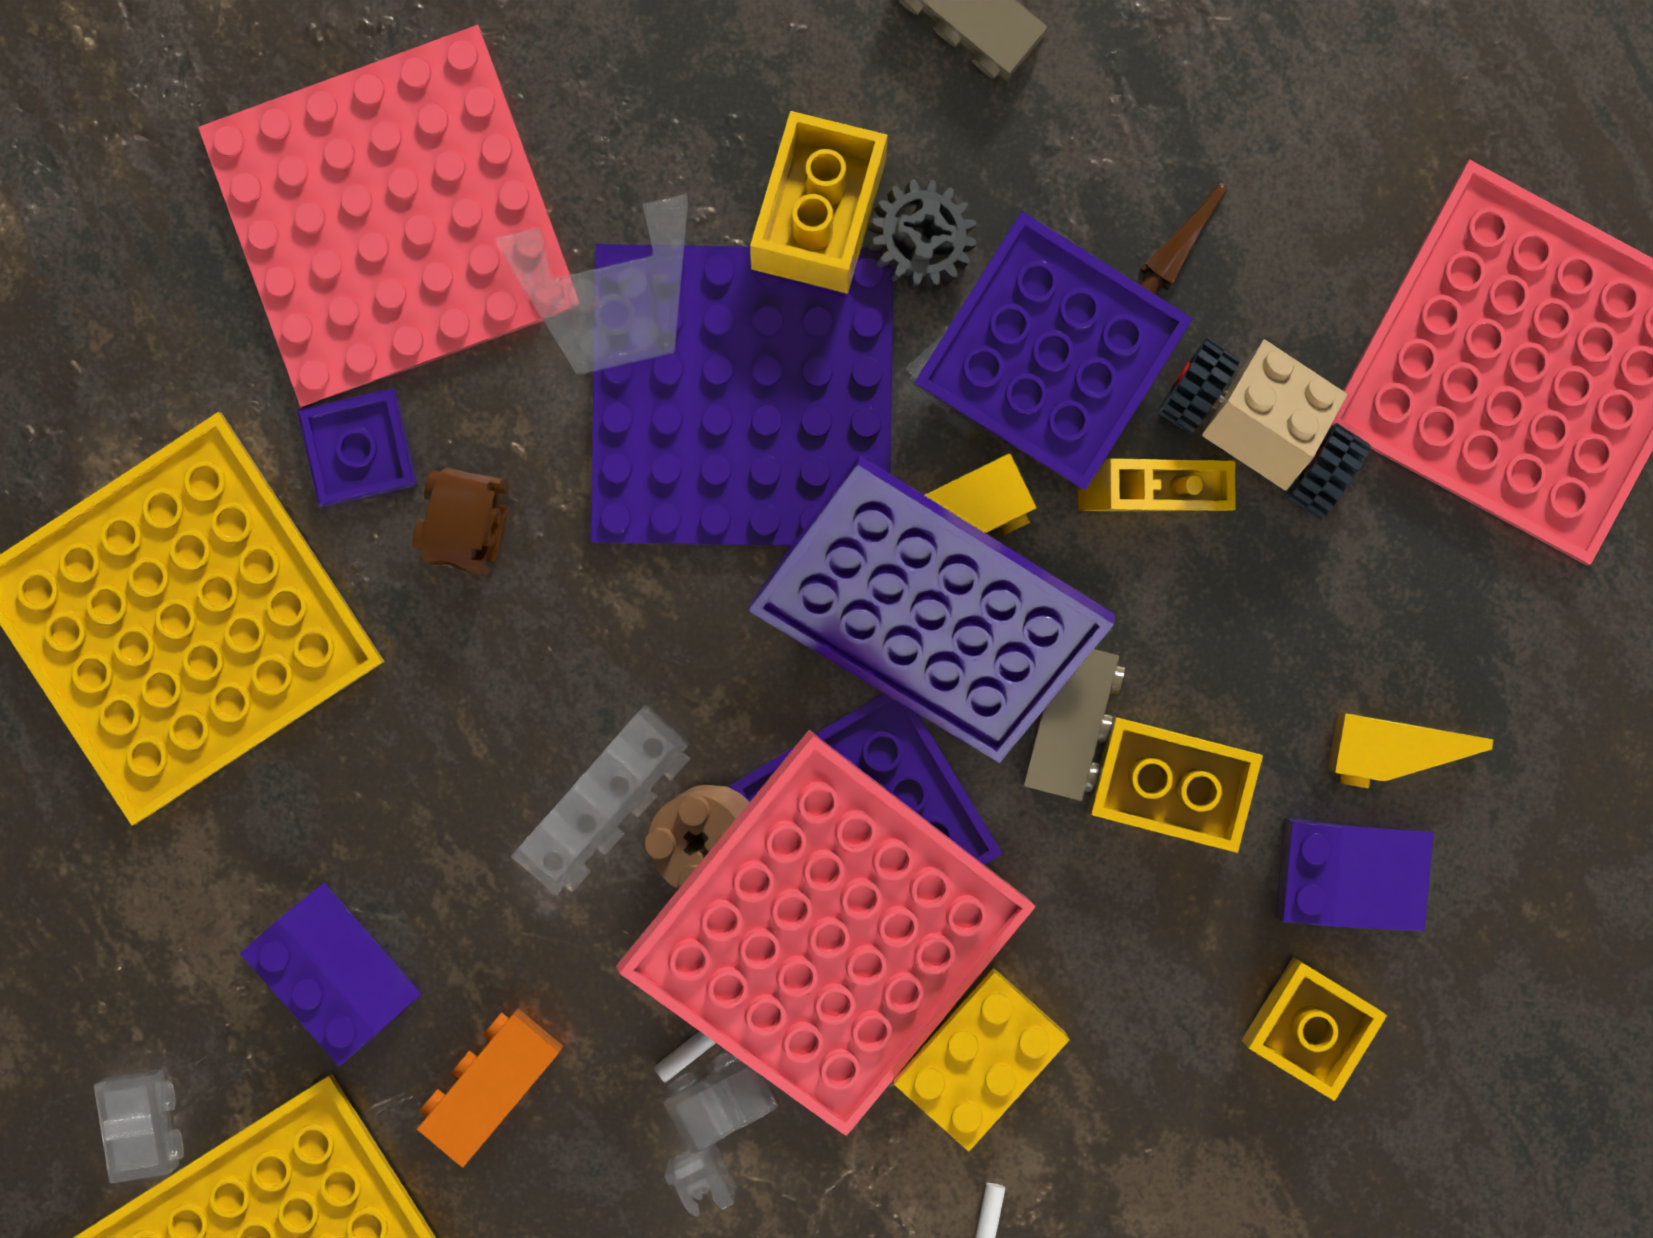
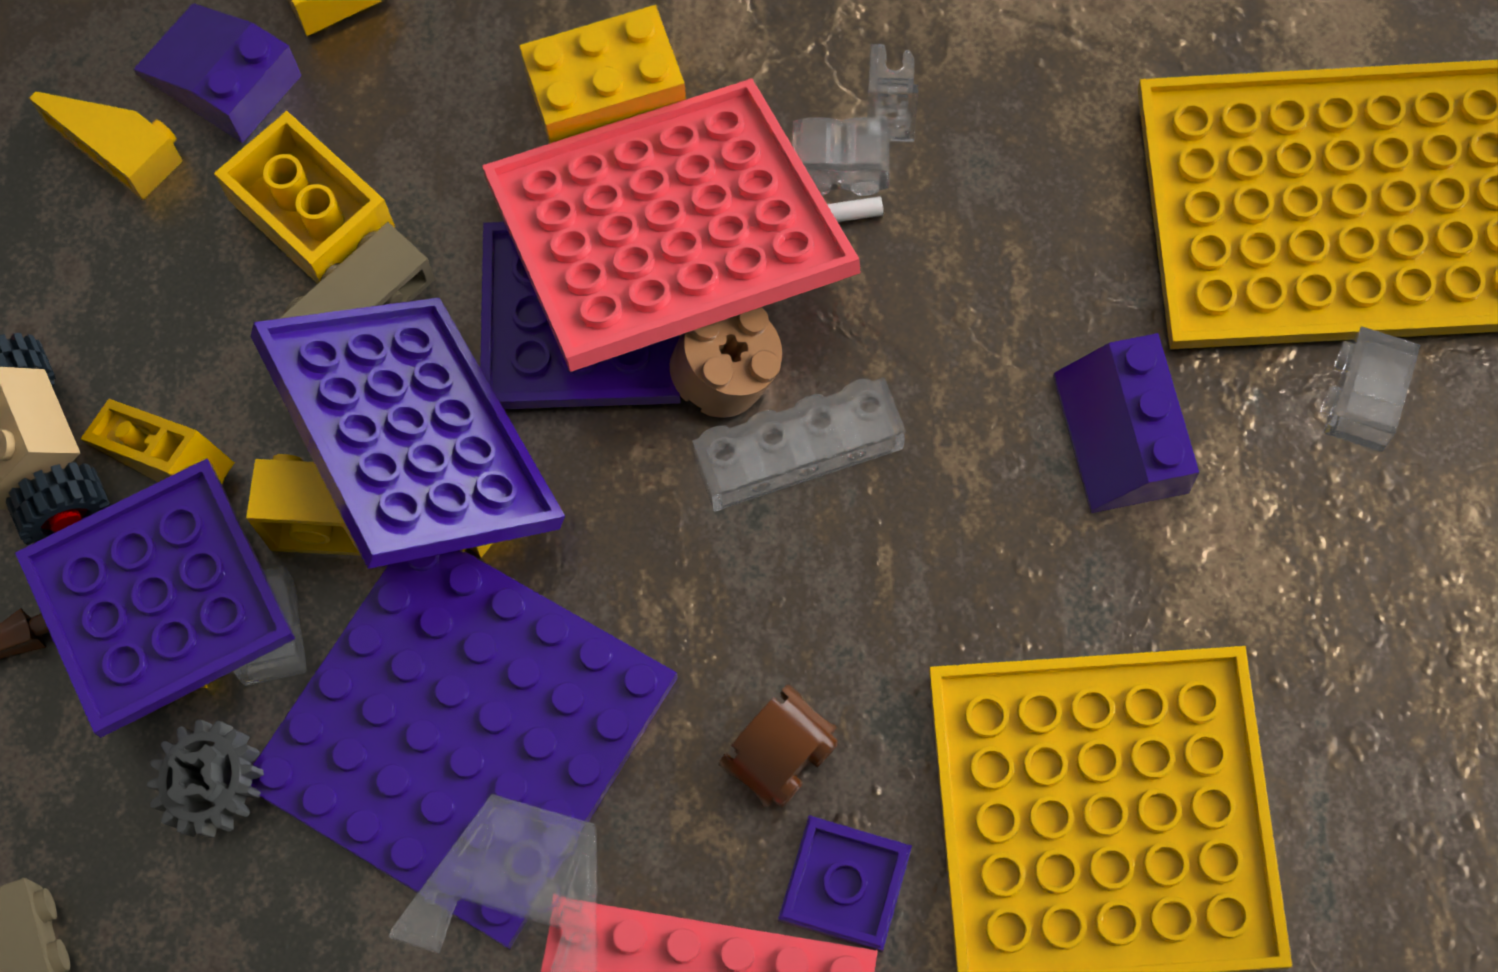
camera: 150 degrees left, 20 degrees down
(487, 1086) = (1034, 263): orange brick -> none
(818, 202) = (270, 855): yellow brick -> none

